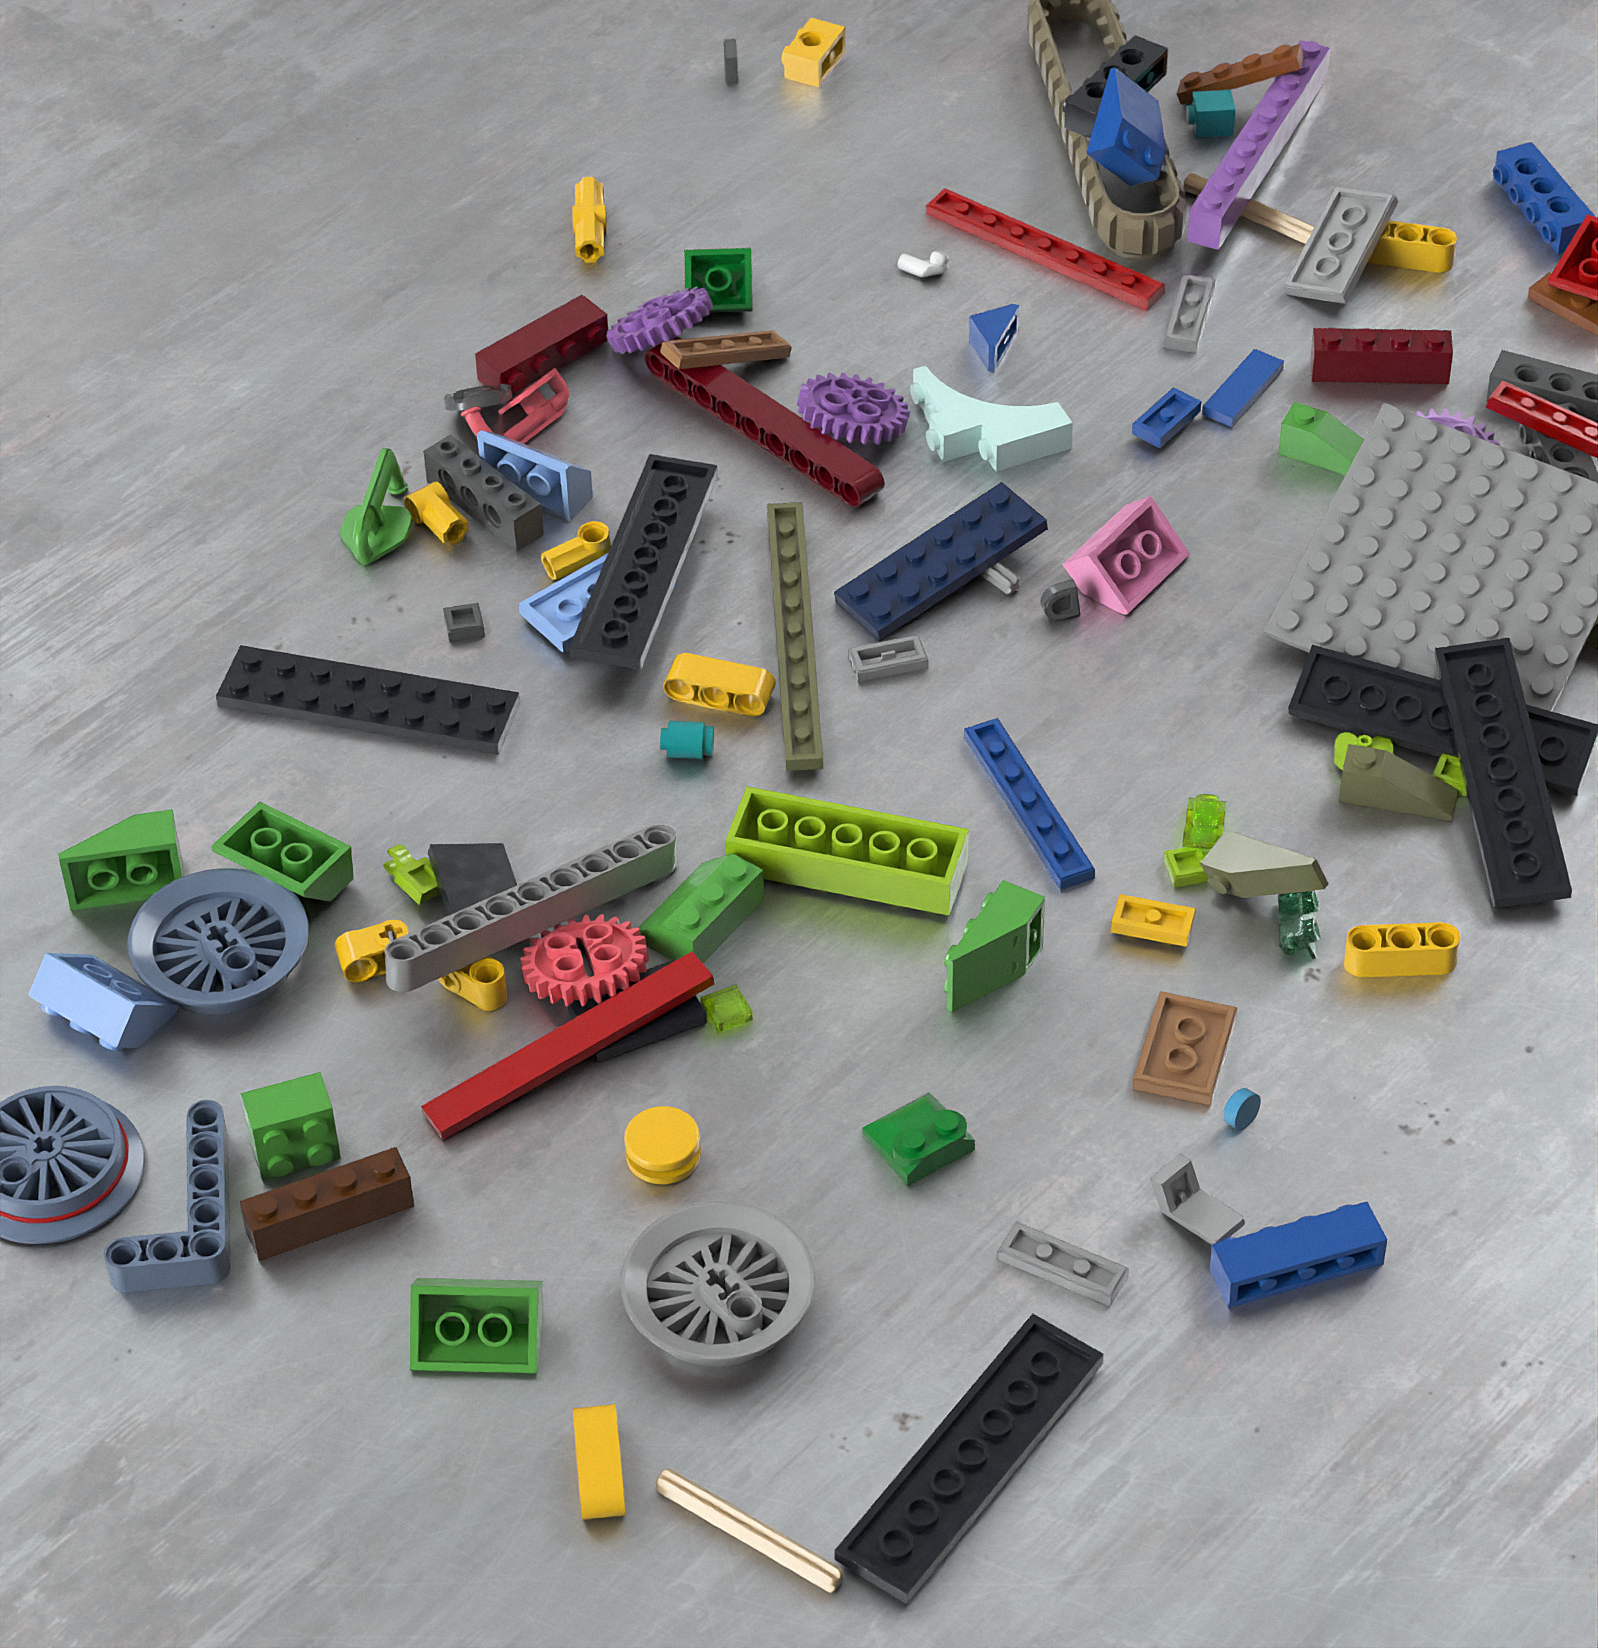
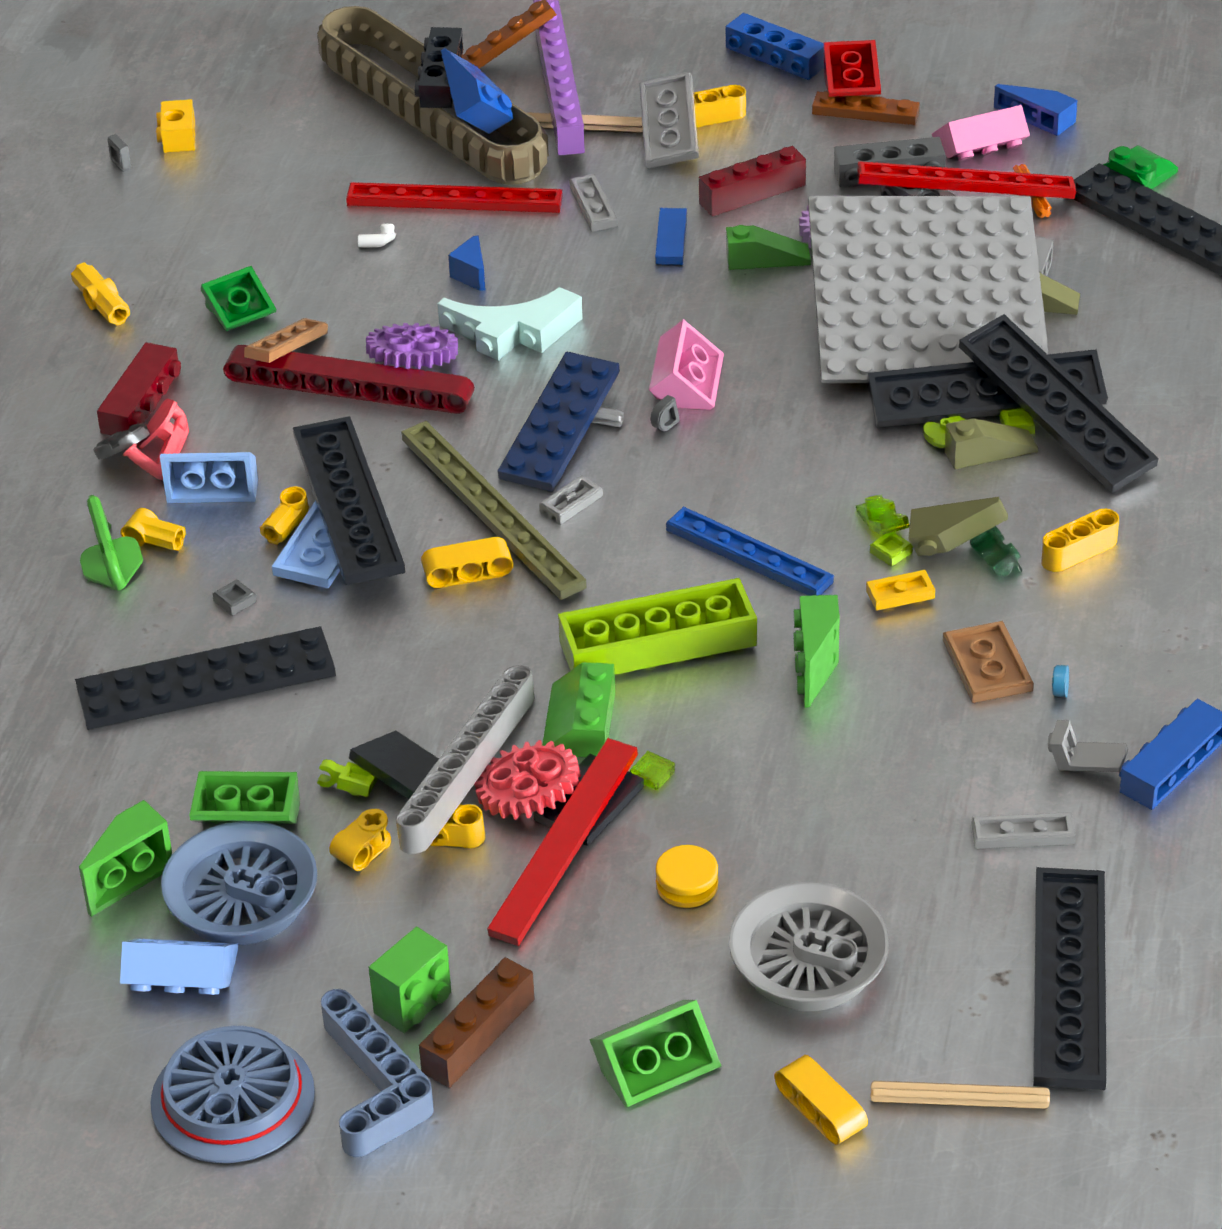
camera: 30 degrees left, 5 degrees down
(484, 493) = (181, 502): dark grey brick -> none
(659, 320) = (220, 338): medium lavender gear -> none
(687, 739) = (475, 606): teal brick -> none
(920, 1138) = (859, 793): green slope -> none
(1166, 417) = (636, 272): blue plate -> none
(1211, 113) = (504, 69): teal brick -> none

